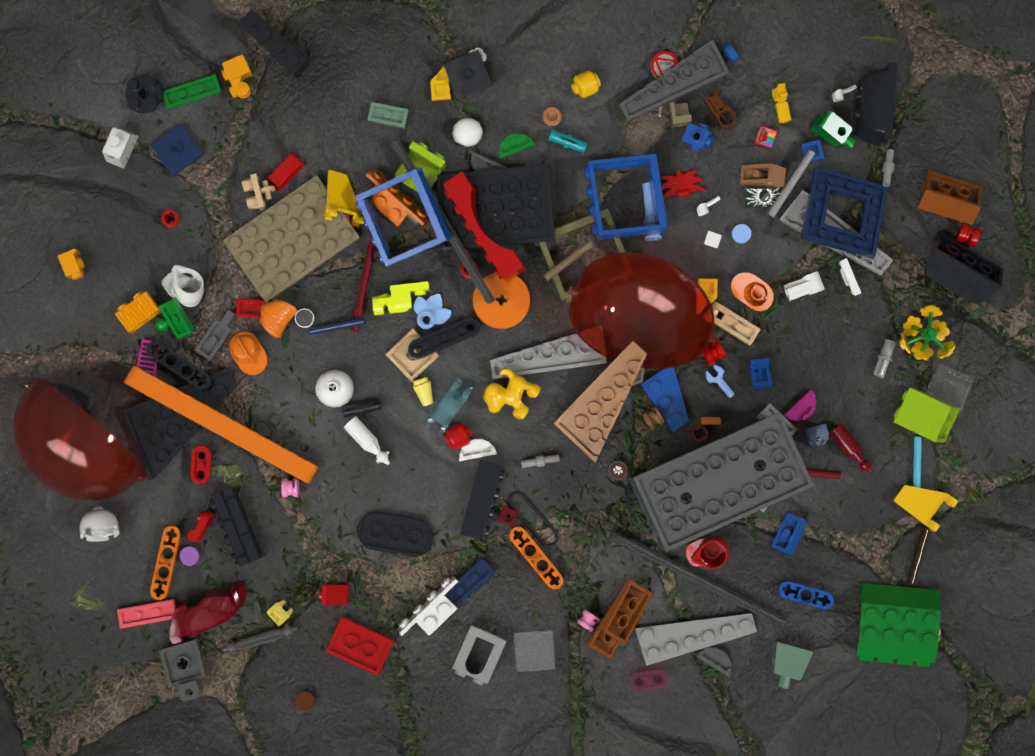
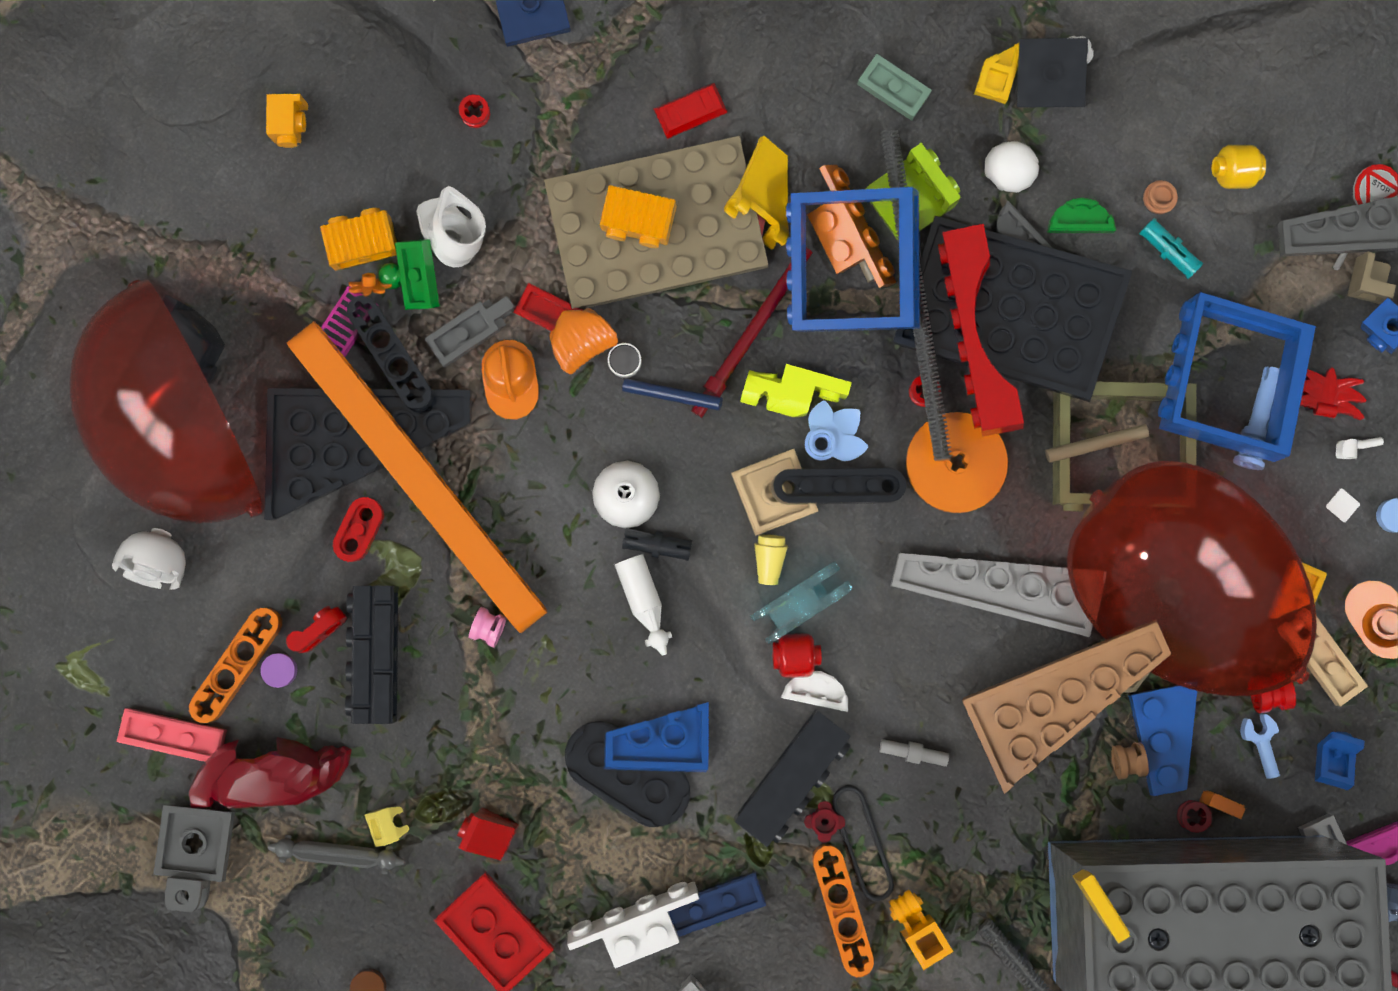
camera: 25 degrees right, 0 degrees up
(152, 334) = (368, 284): none -> orange plant
(258, 200) = (631, 109): tan hips -> none
(280, 240) = (637, 216): none -> light orange brick
(406, 510) = (662, 744): none -> blue wing
(498, 396) = (889, 619): yellow animal -> none
(580, 552) = (920, 931): none -> light orange brick
(617, 470) = (1035, 821): tile -> none
(648, 492) = (1101, 905): none -> yellow tile

